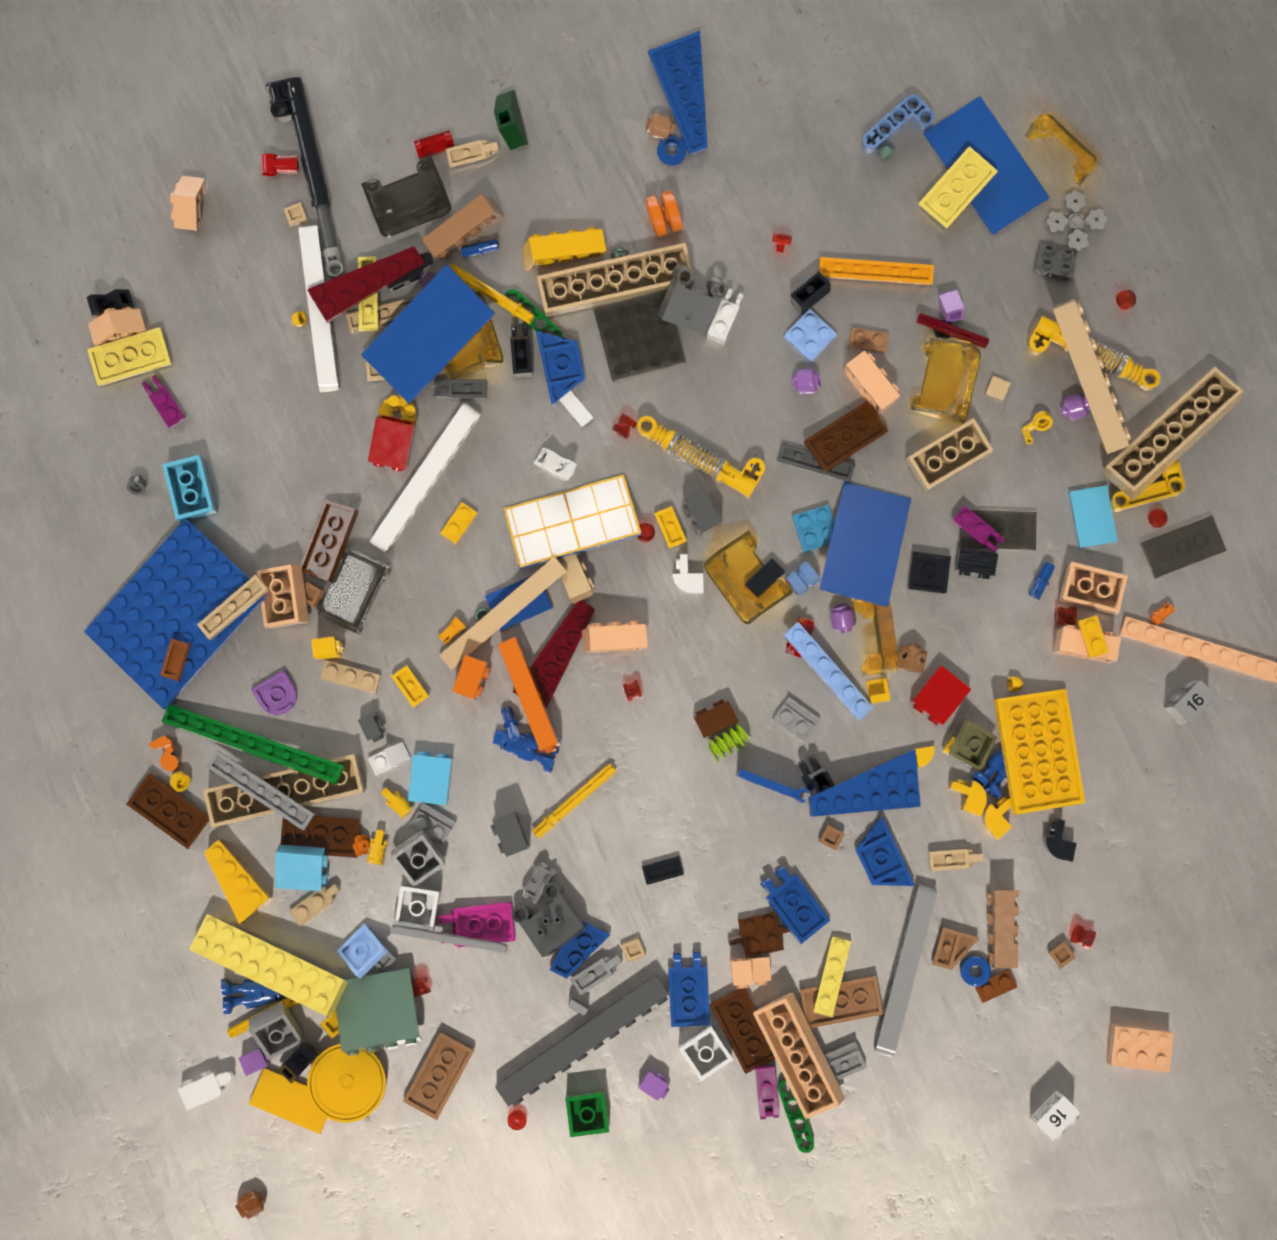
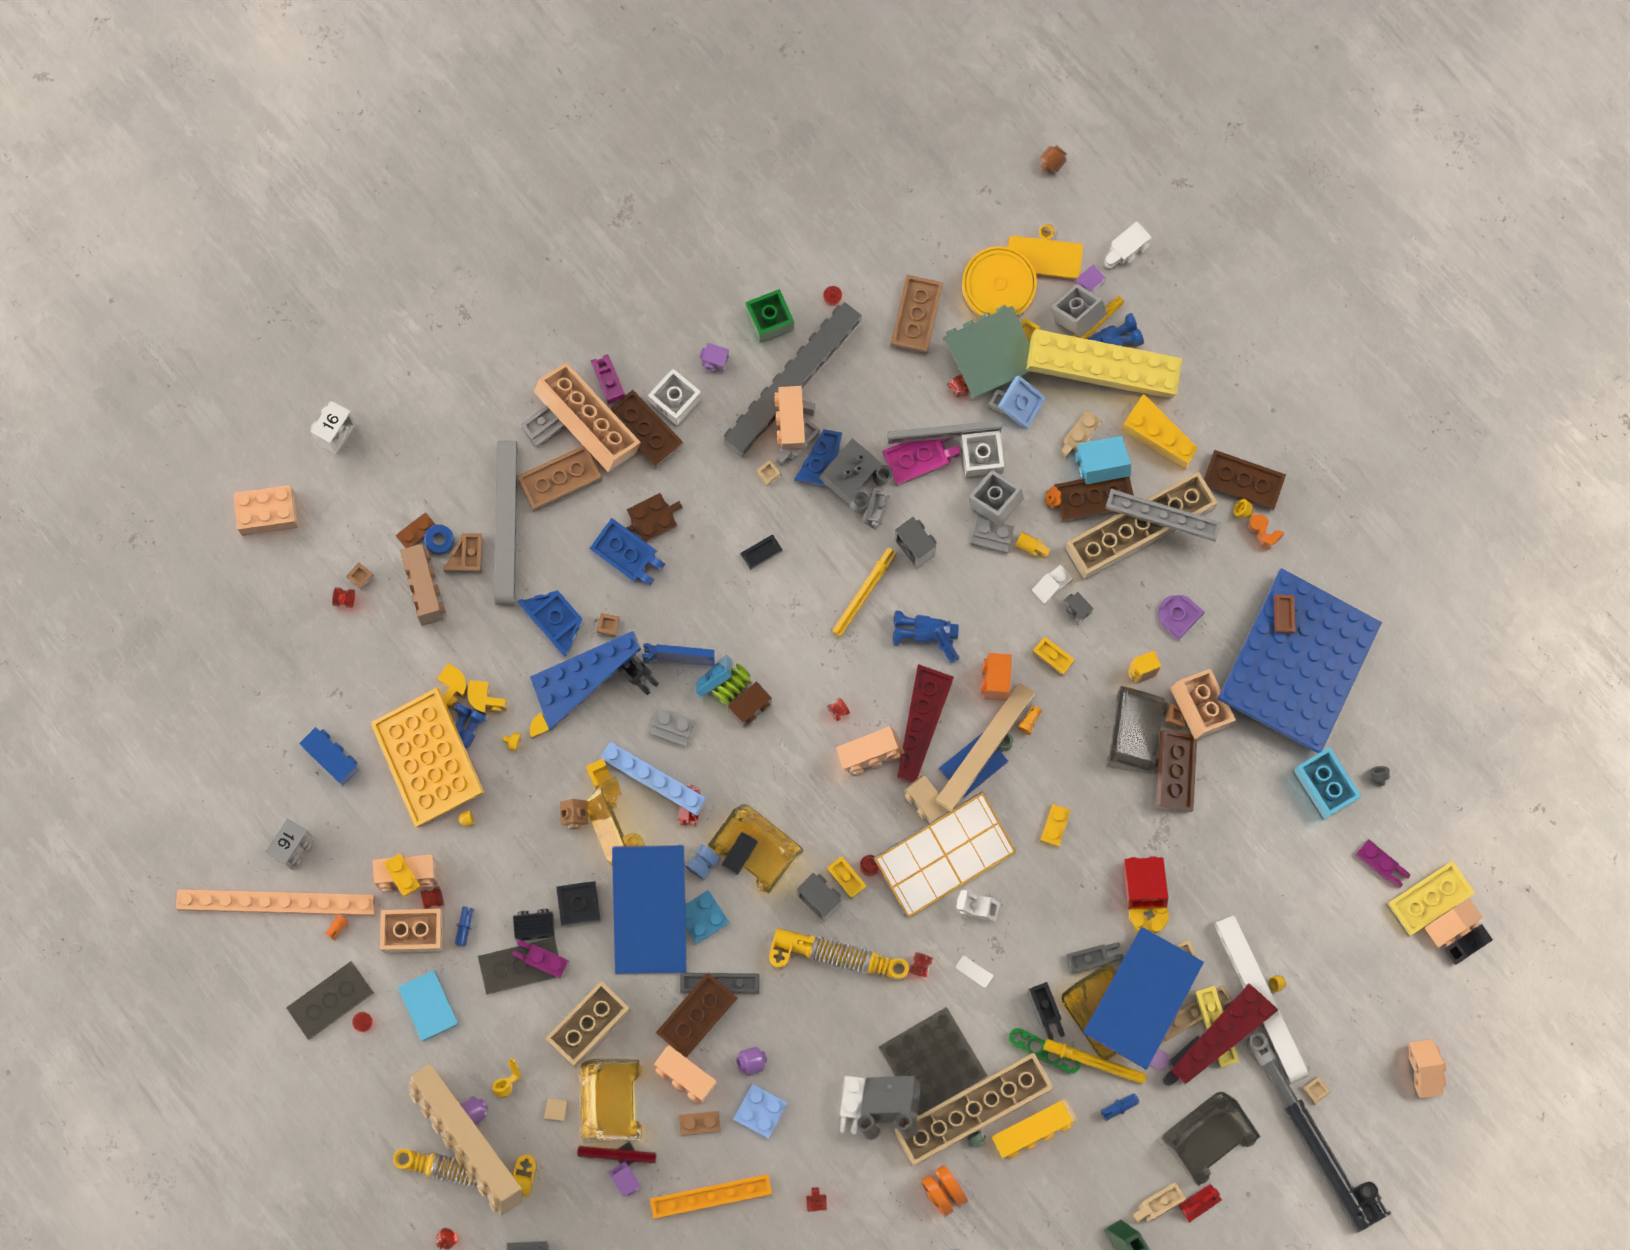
camera: 160 degrees right, 10 degrees down
(233, 607) = (1245, 675): tan plate -> none
(253, 744) = (1185, 557): green plate -> none
(273, 164) = (1353, 1134): red piece -> none
(283, 1125) = (1044, 234): none -> yellow hinge
(298, 1062) = (1049, 290): black brick -> none
(350, 676) = (1112, 650): tan plate -> none
(377, 848) = (1037, 498): yellow hinge -> none
(425, 478) = (1101, 860): white beam -> none
(430, 778) = (1007, 574): medium azure brick -> none
(462, 226) = (1143, 1122): medium nougat wedge -> none
(529, 695) = (936, 674): orange brick -> none
(560, 363) = (1003, 1009): blue wing -> none
(598, 993) = (790, 417): none -> light nougat brick
(687, 582) = (815, 827): white brick -> none
(688, 993) = (705, 448): blue tile -> none
(741, 755) = (715, 676): none -> dark azure wing
(750, 970) = (654, 481): light nougat brick -> none
(793, 1116) = (577, 365): green beam -> none
(810, 292) = (772, 1151): black brick -> none
(832, 977) = (574, 496): light yellow plate -> none
(842, 617) = (653, 834): medium lavender head -> none
(940, 696) = (537, 785): red brick -> none
(953, 859) = (485, 635): tan hinge -> none
(973, 745) = (493, 744): olive plate -> none
(1055, 845) = (387, 673): black brick -> none
(1132, 780) = (330, 755): none -> blue brick
(1155, 491) = (371, 1046): yellow piece -> none
(1173, 433) = (366, 1107): tan brick -> none

